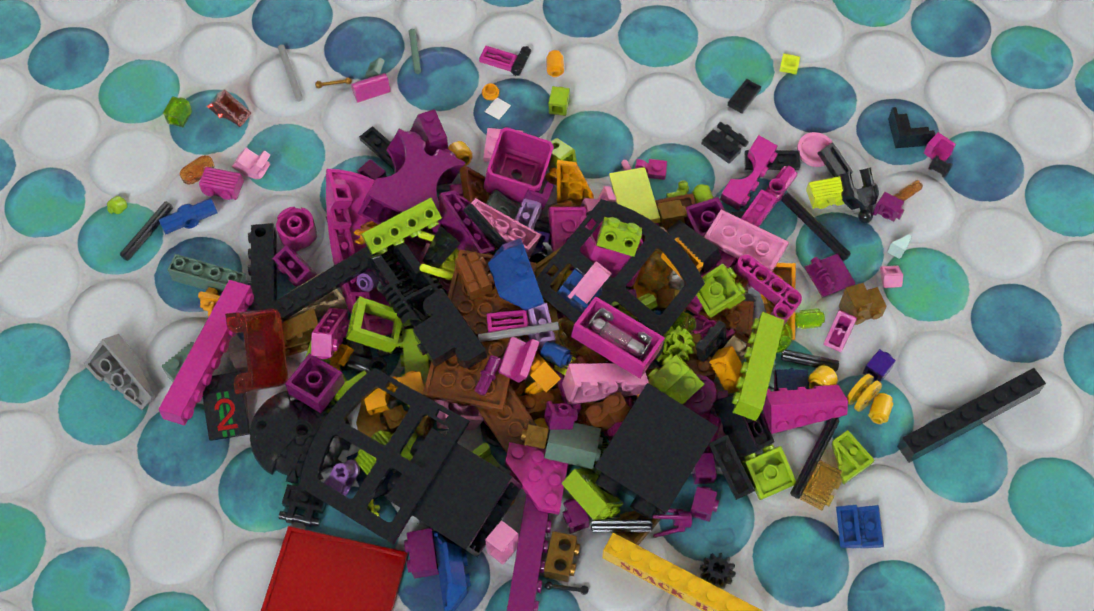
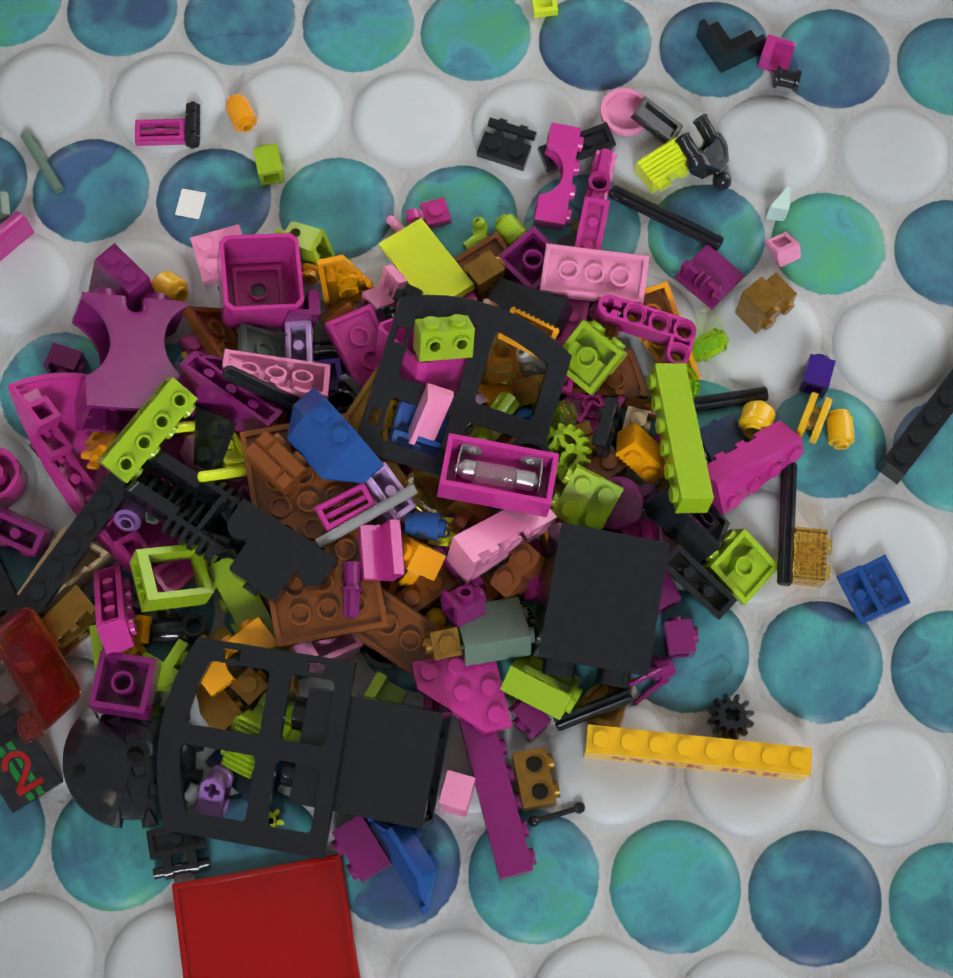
camera: 25 degrees left, 10 degrees up
(378, 144) = (53, 315): black tile -> none
(490, 92) = (171, 184): light orange plate -> none
(744, 96) = (504, 69): black tile -> none
(840, 331) = (752, 347): dark pink slope -> none
(850, 456) = (827, 505): lime wing -> none
(889, 207) = (747, 157): magenta brick -> none
(909, 190) = (759, 129): clear orange axle -> none

